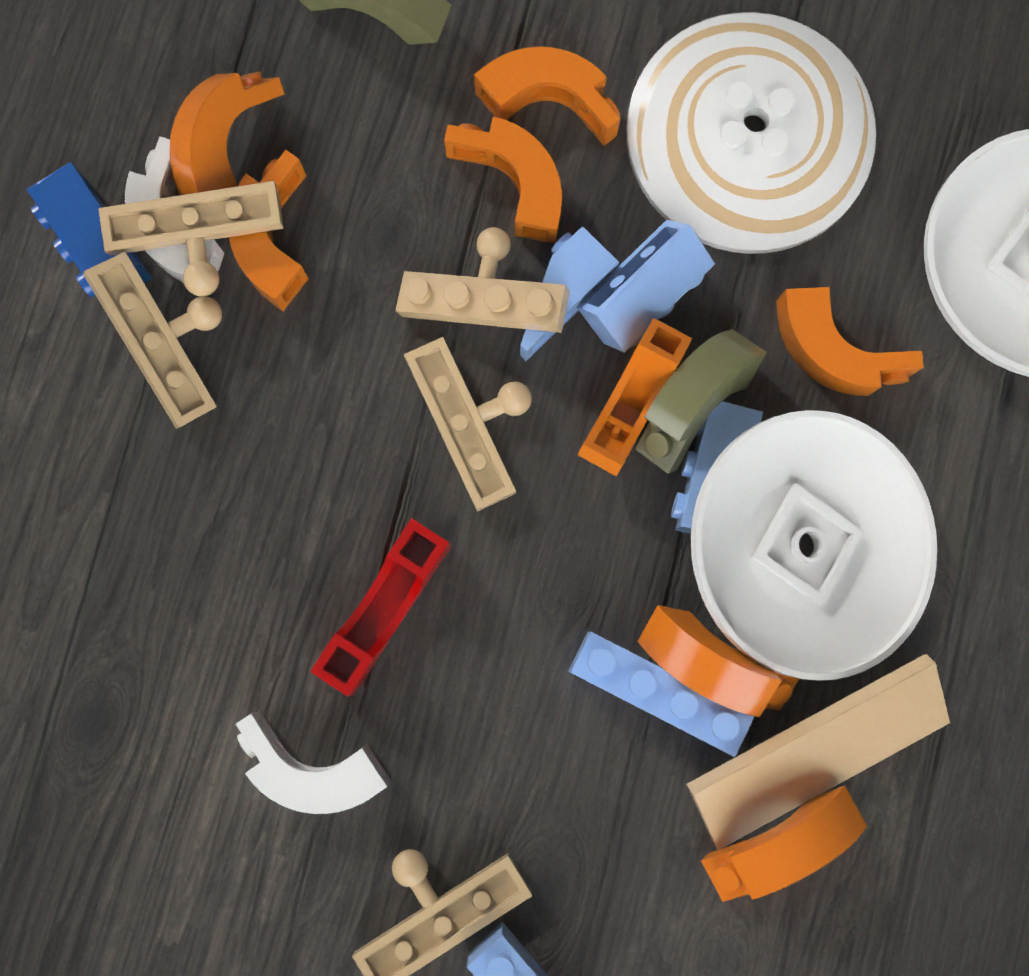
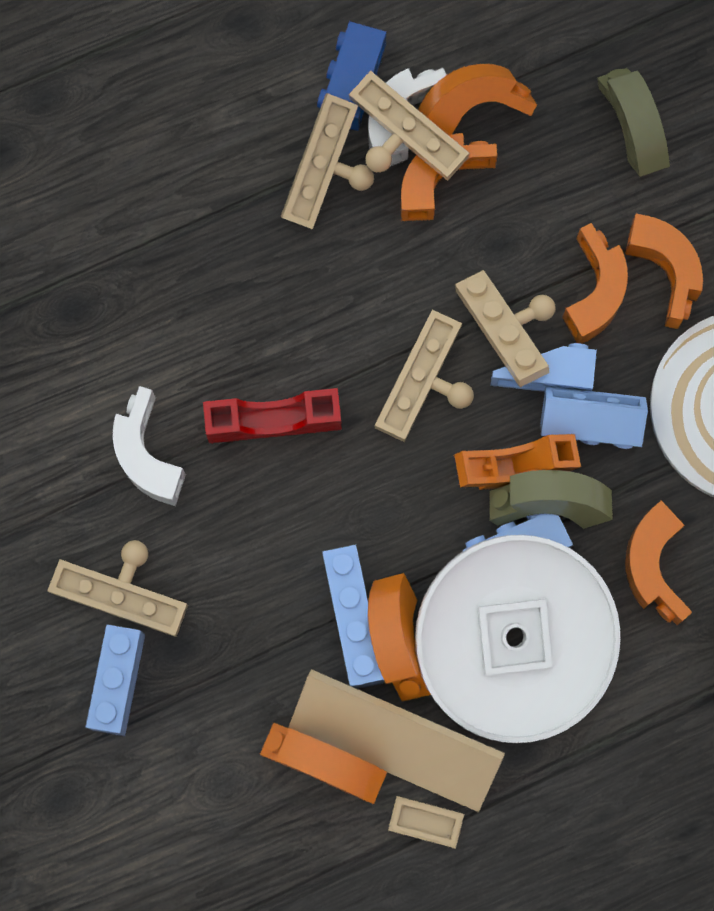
camera: 55 degrees right, 5 degrees down
(920, 784) = (426, 822): none -> tan tile

